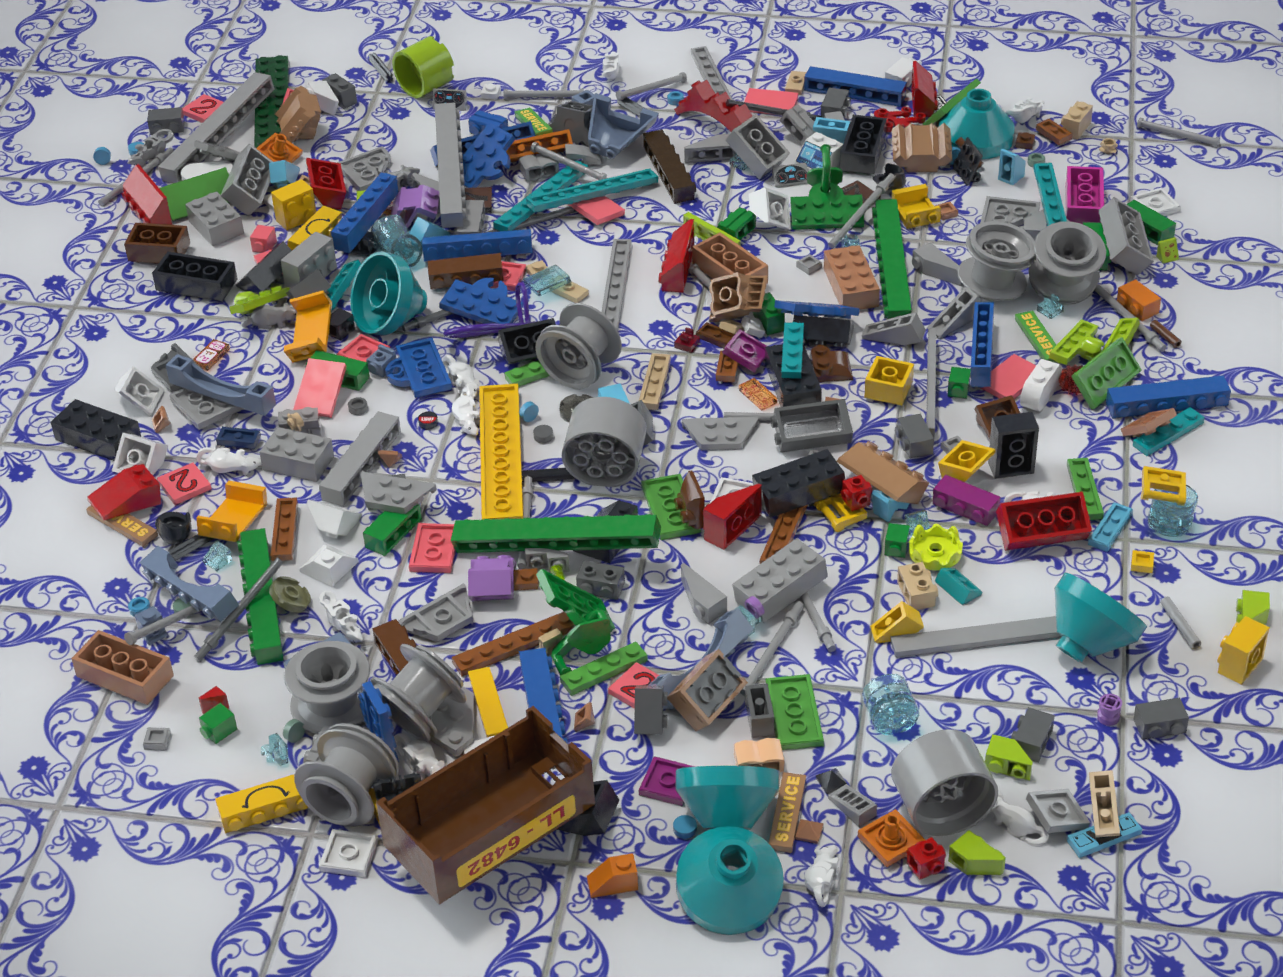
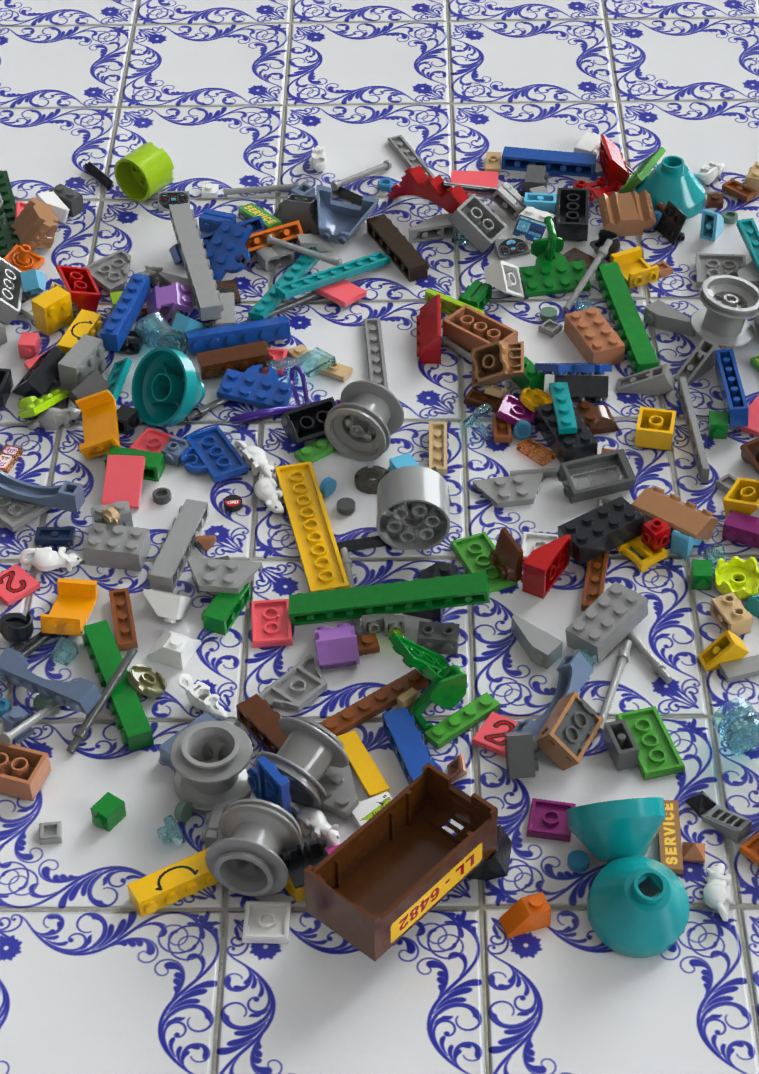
camera: 10 degrees left, 0 degrees up
(213, 698) = (97, 790): red slope -> none
(511, 279) = (284, 363): none -> clear light blue piece
(687, 341) = (457, 408): dark red tile -> none
(702, 349) = (474, 419): none -> clear light blue piece
(748, 369) = (522, 429): none -> dark azure tile
(753, 326) = (514, 388): white plate -> none
(754, 606) = (591, 648): medium lavender tile -> none
(759, 754) = (631, 785): light nougat brick -> none
(768, 337) = (534, 398): none -> yellow tile
(811, 248) = (548, 313): none -> sand green tile
(914, 436) = (692, 477): dark grey brick -> none

